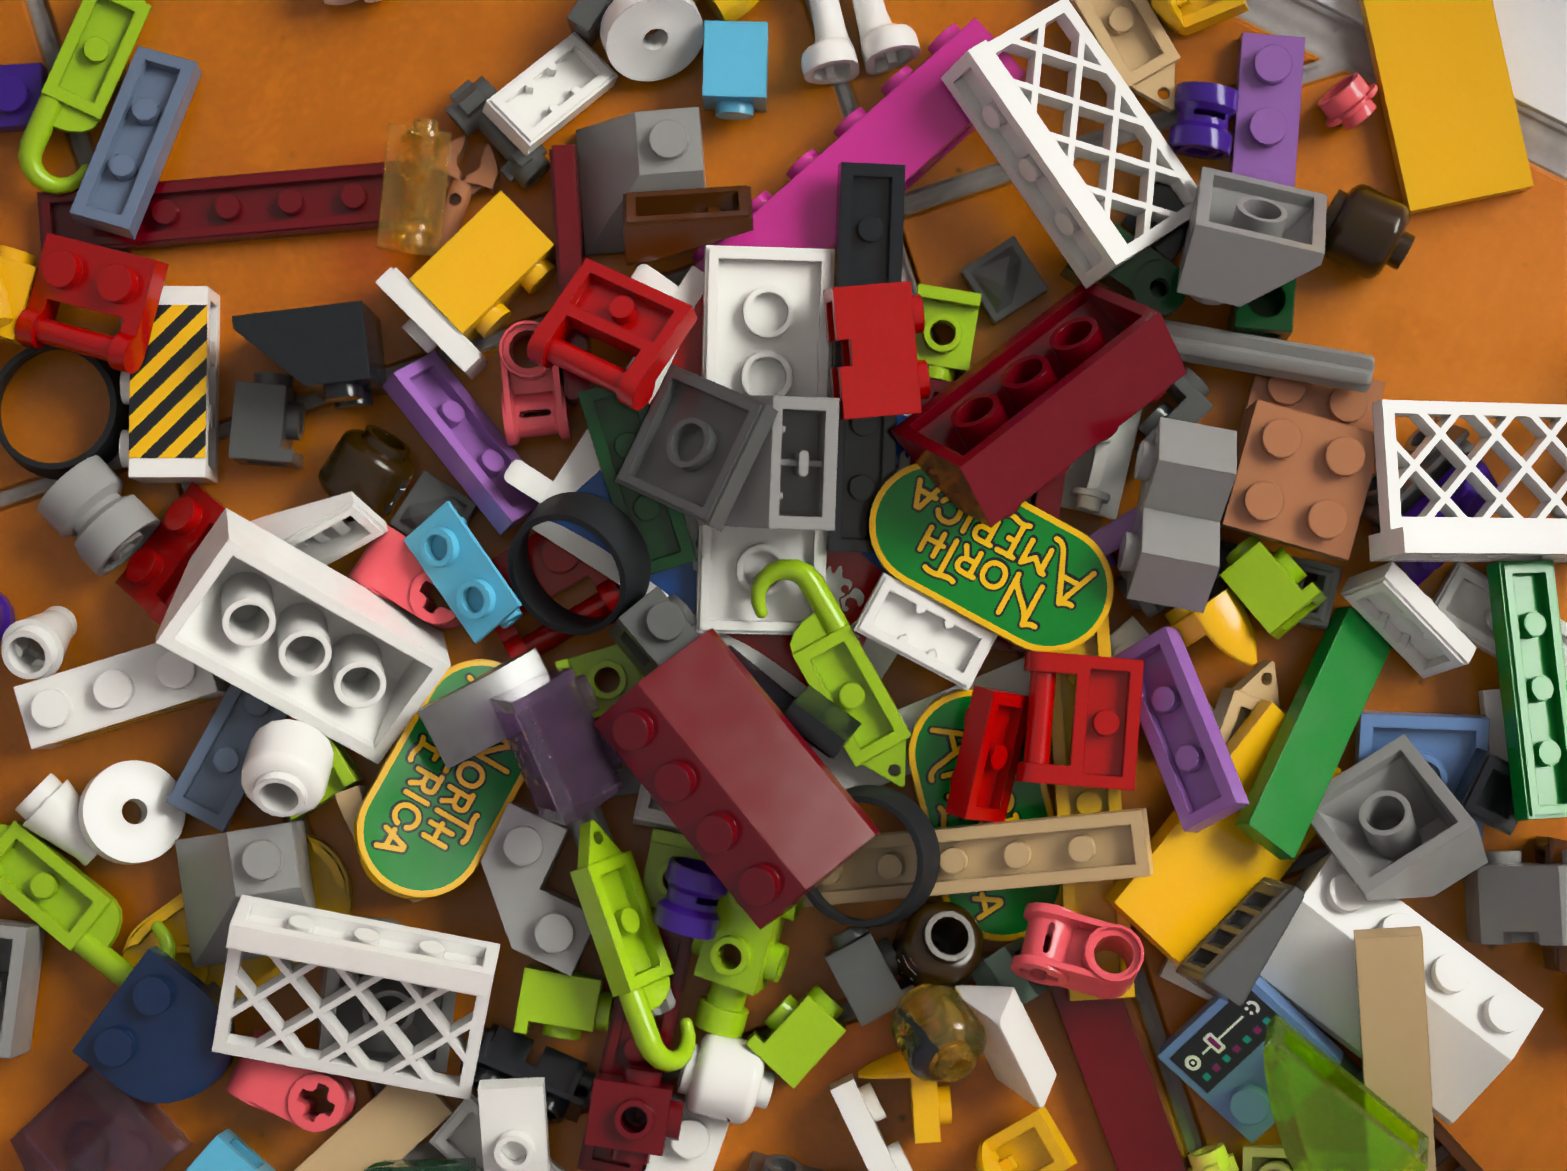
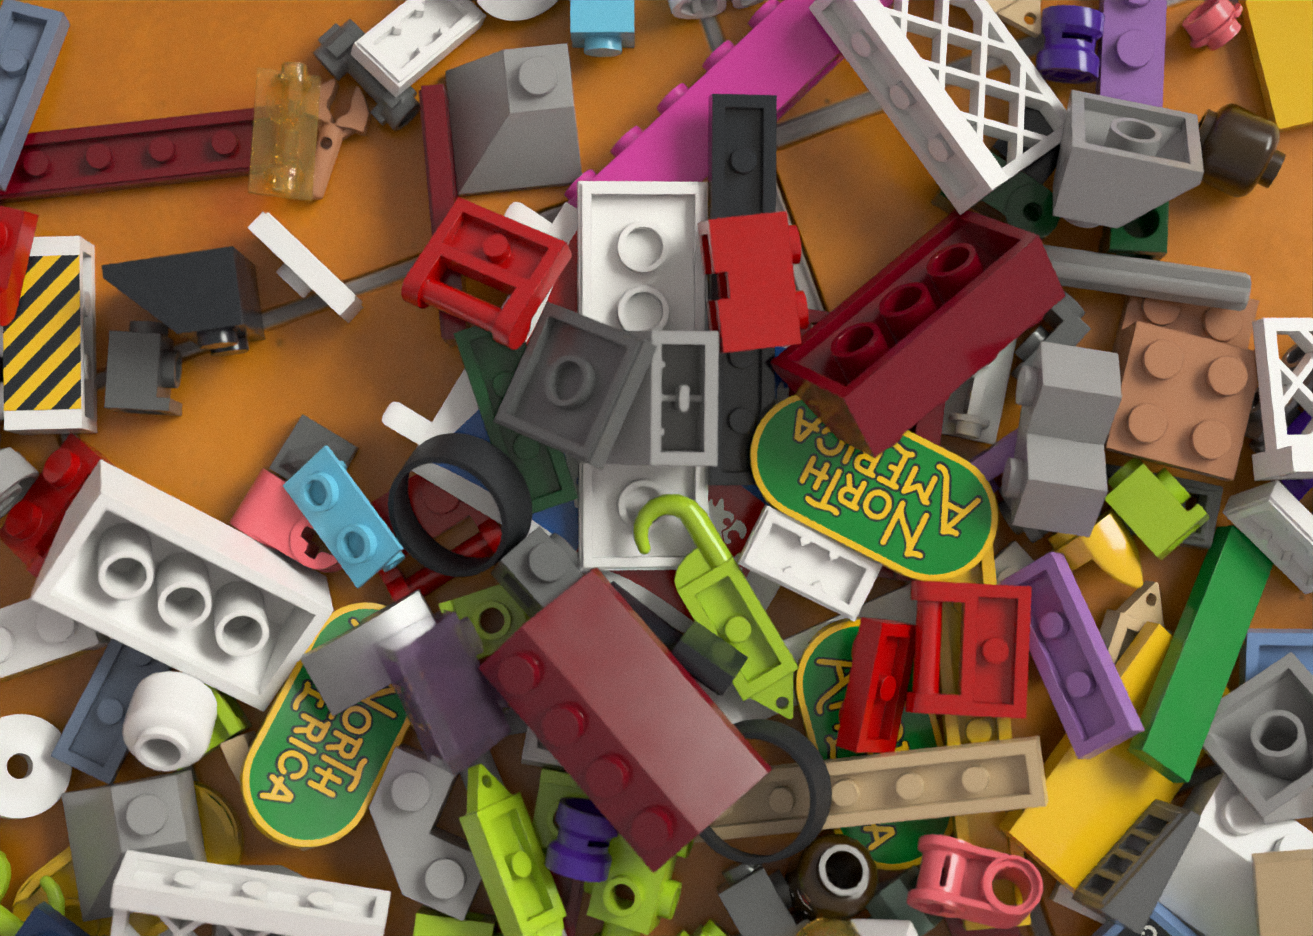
camera: 10 degrees left, 0 degrees up
(309, 524) = (188, 477): white slope -> none
(369, 465) = (244, 420): dark brown head -> none
(461, 438) = (338, 381): medium lavender plate -> none
(487, 268) = (359, 210): yellow brick -> none
(531, 392) = (407, 334): coral piece -> none
(682, 219) = (554, 156): reddish brown slope -> none
(960, 312) = (834, 242): lime brick -> none
(1004, 280) = (876, 209): dark grey tile -> none

